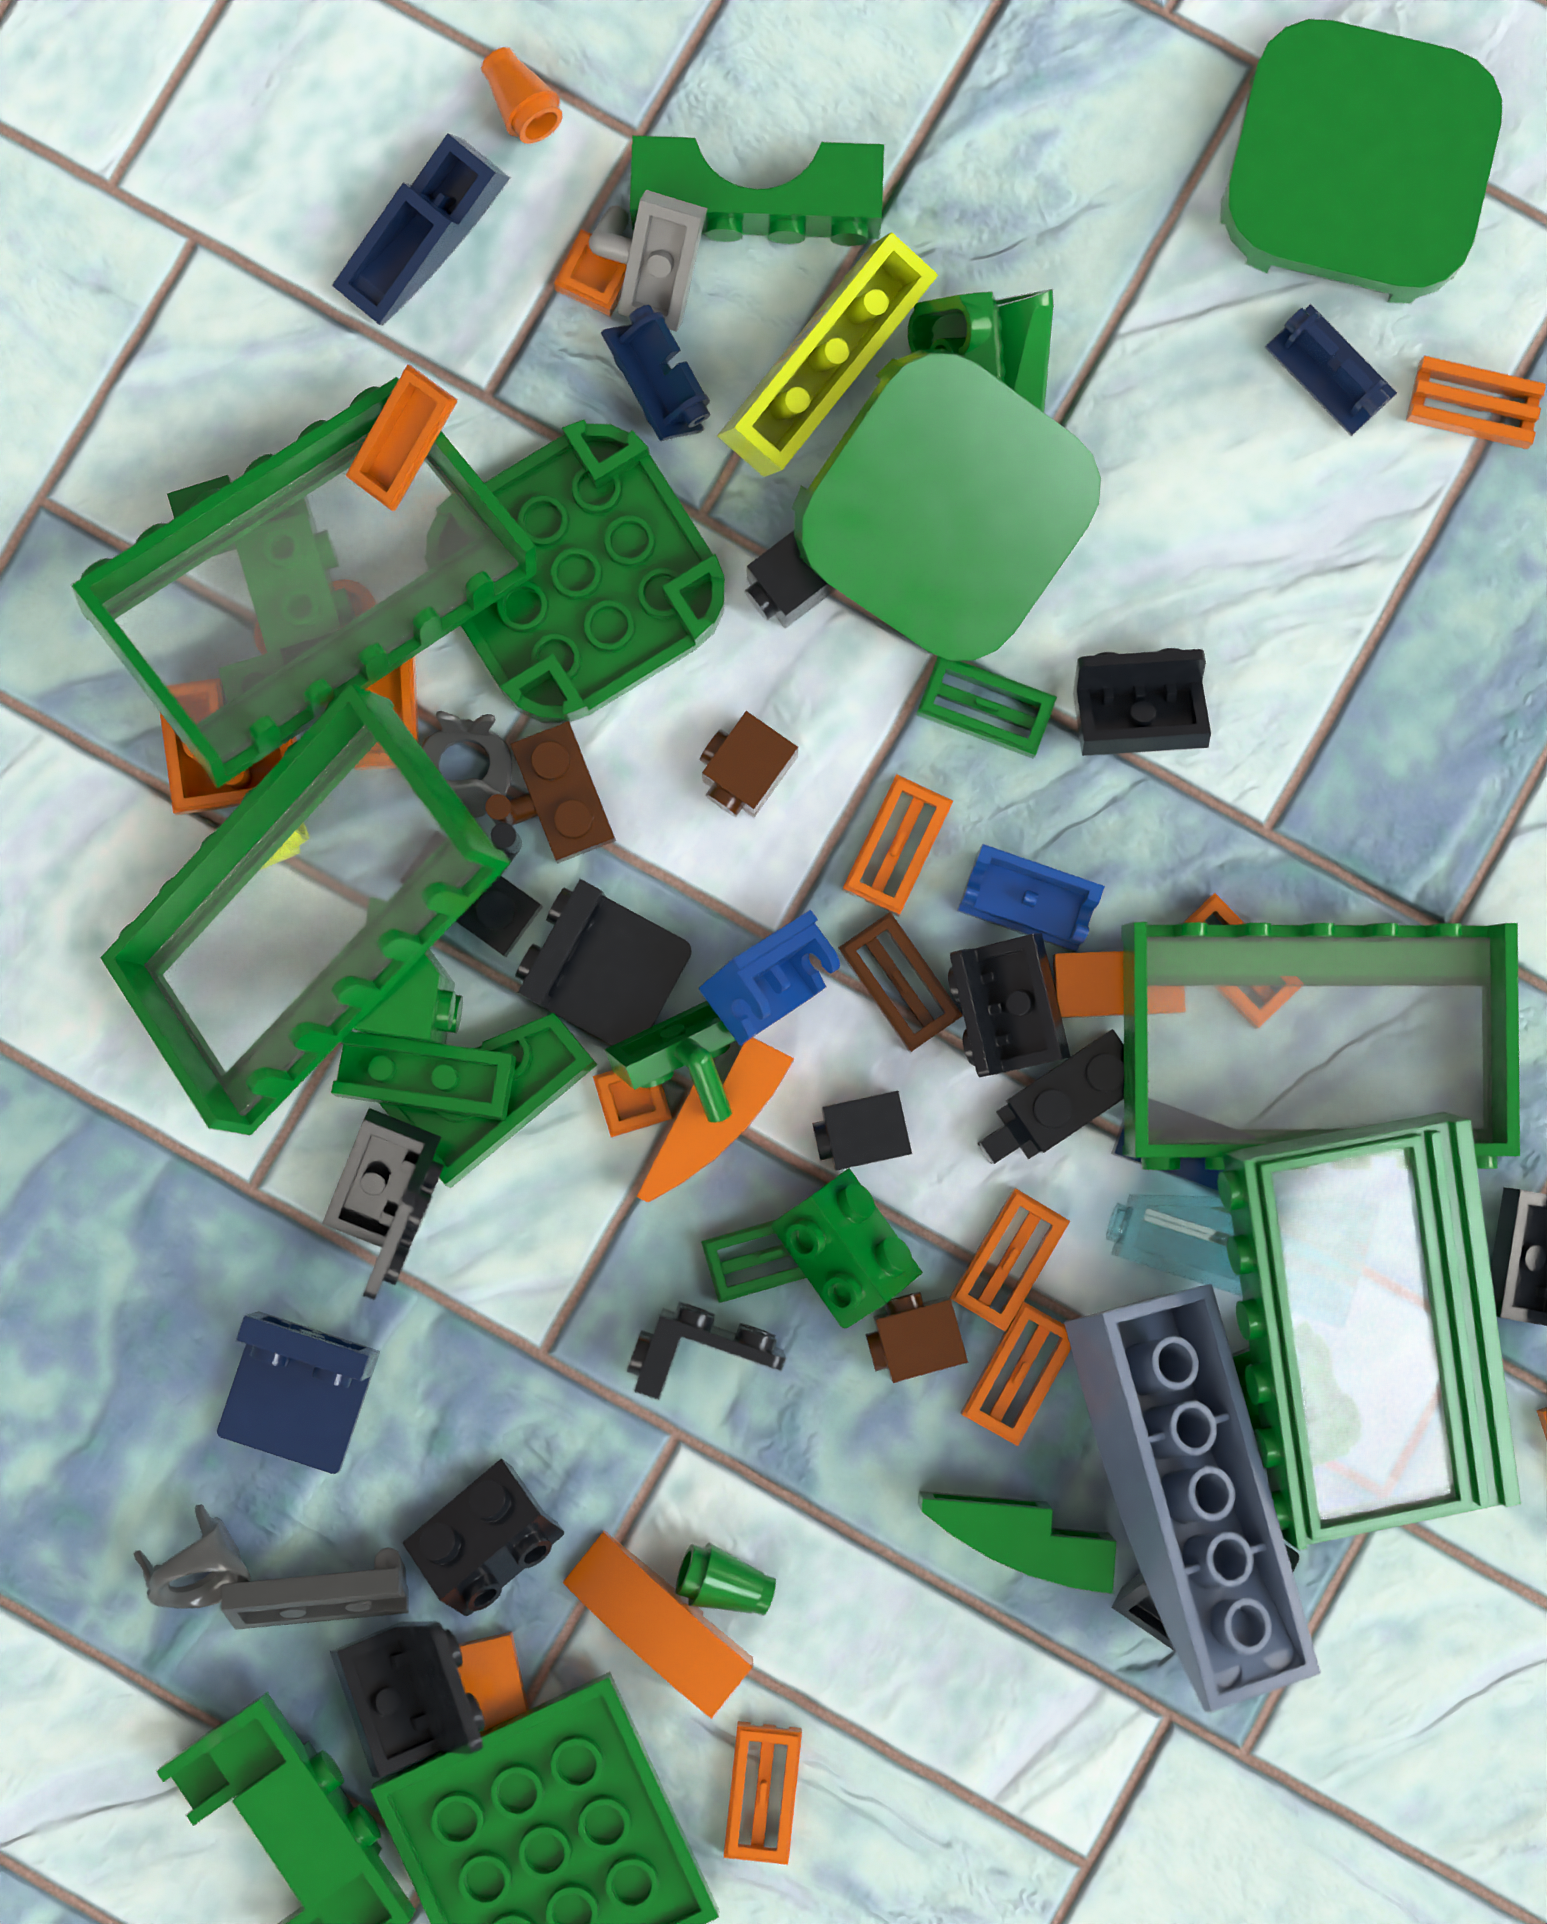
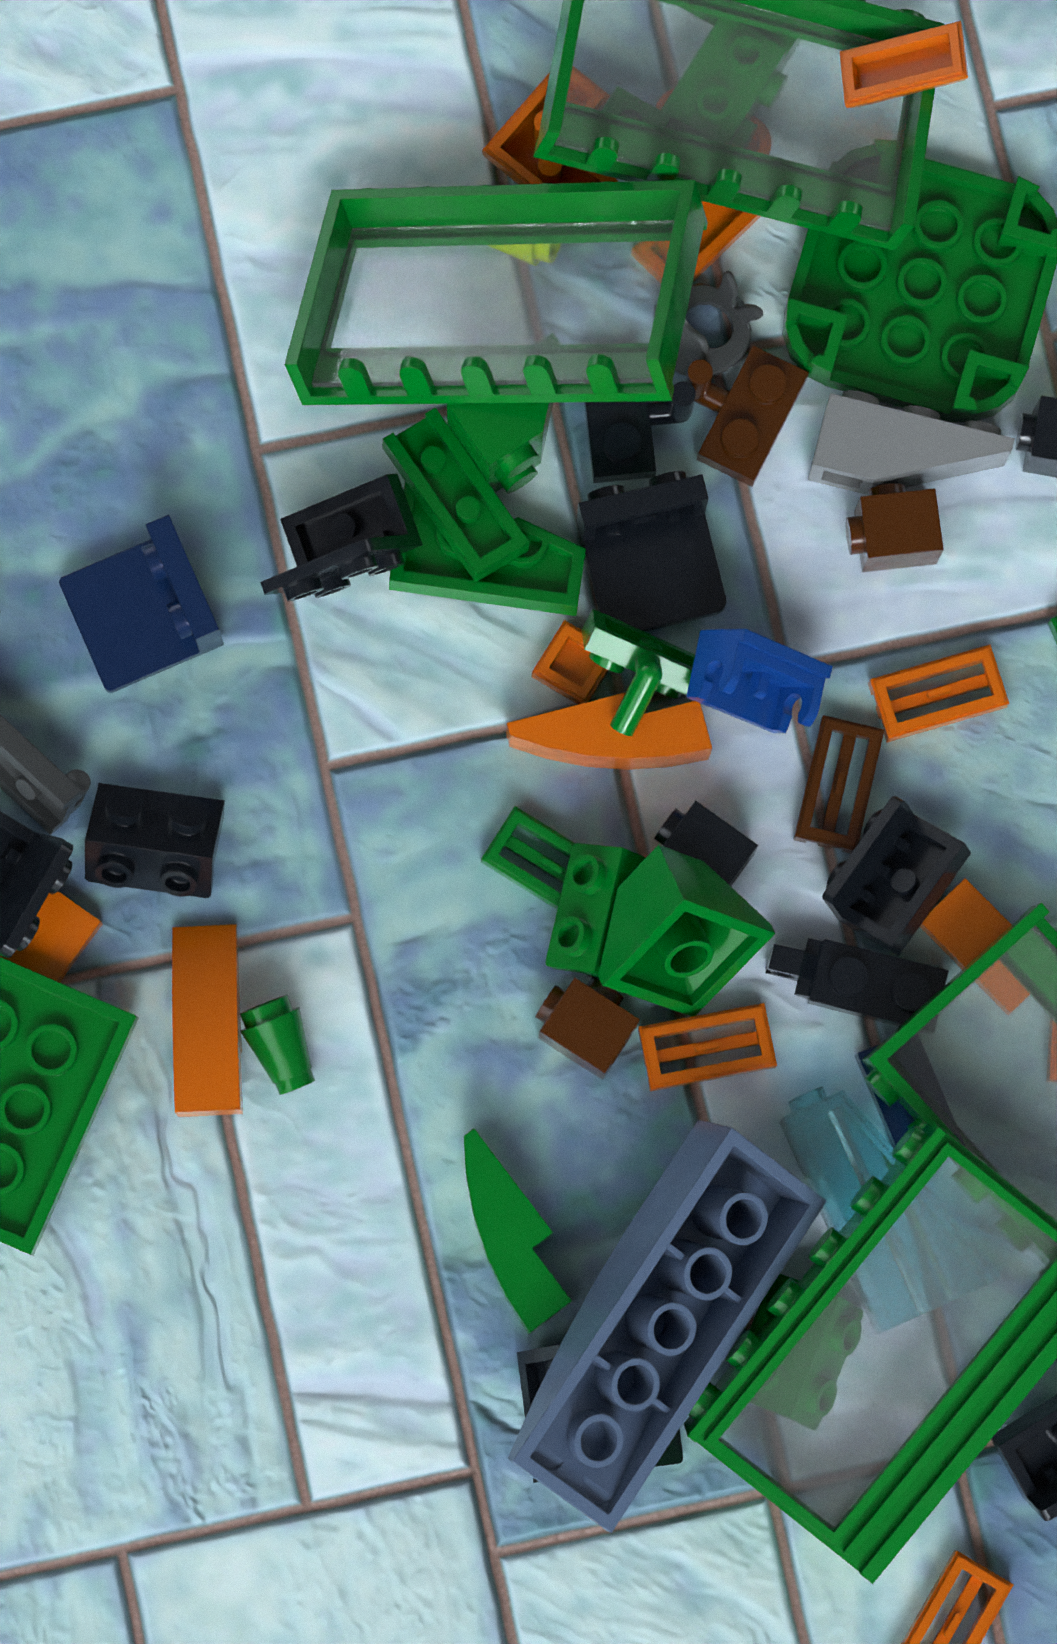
camera: 45 degrees right, 5 degrees down
(656, 1351) = (409, 838): black bracket -> none
(677, 719) = (879, 445): none -> light grey slope
(768, 1736) = (193, 1181): orange tile -> none
(911, 1211) = (678, 933): none -> green slope
(995, 1364) = (576, 1141): orange tile -> none
(1030, 897) = (990, 821): blue hinge -> none

